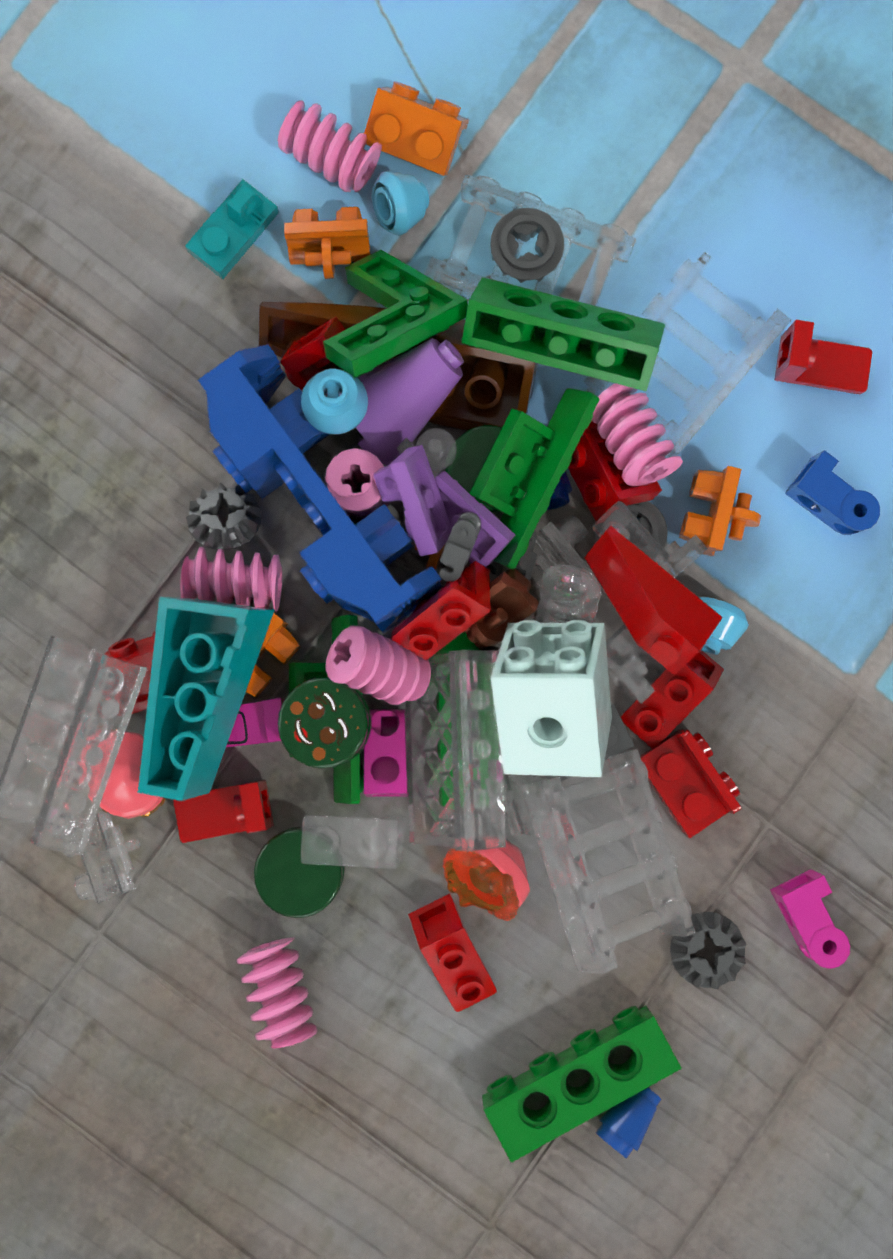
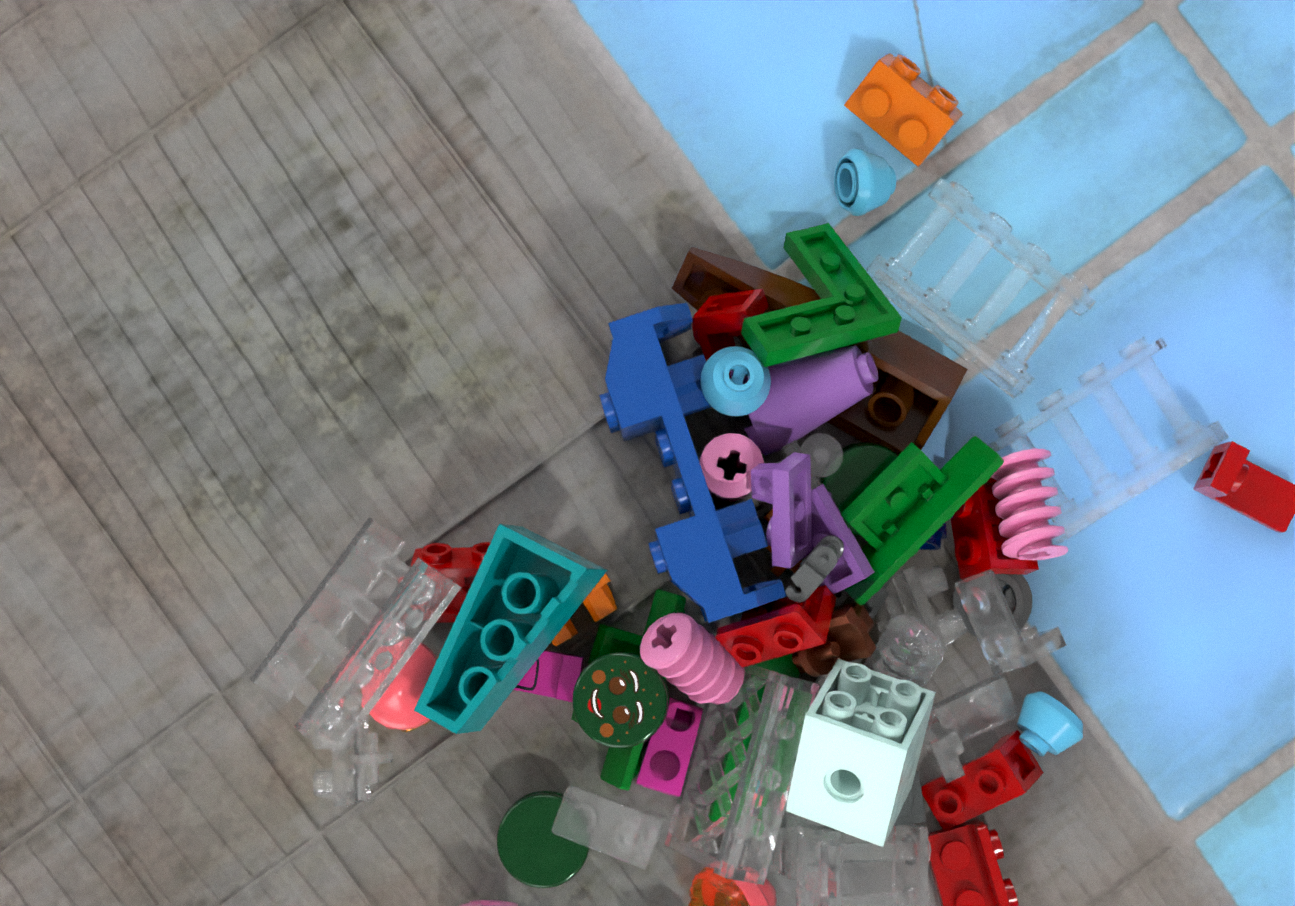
camera: 20 degrees right, 0 degrees up
(224, 812) = (488, 754): red bracket -> none
(232, 229) = (681, 152): teal hinge -> none
(232, 580) = (570, 519): bright pink piece -> none
(241, 523) = (562, 460): dark grey gear -> none
(327, 149) = (809, 102): bright pink piece -> none
(327, 242) = (777, 201): orange hips -> none
(523, 225) = (983, 249): dark grey gear -> none
(562, 333) = (989, 382): green brick -> none
(653, 605) = (989, 684): red slope -> none
(719, 490) = (1100, 588): orange hips -> none
(832, 498) = (1212, 632): blue leg -> none

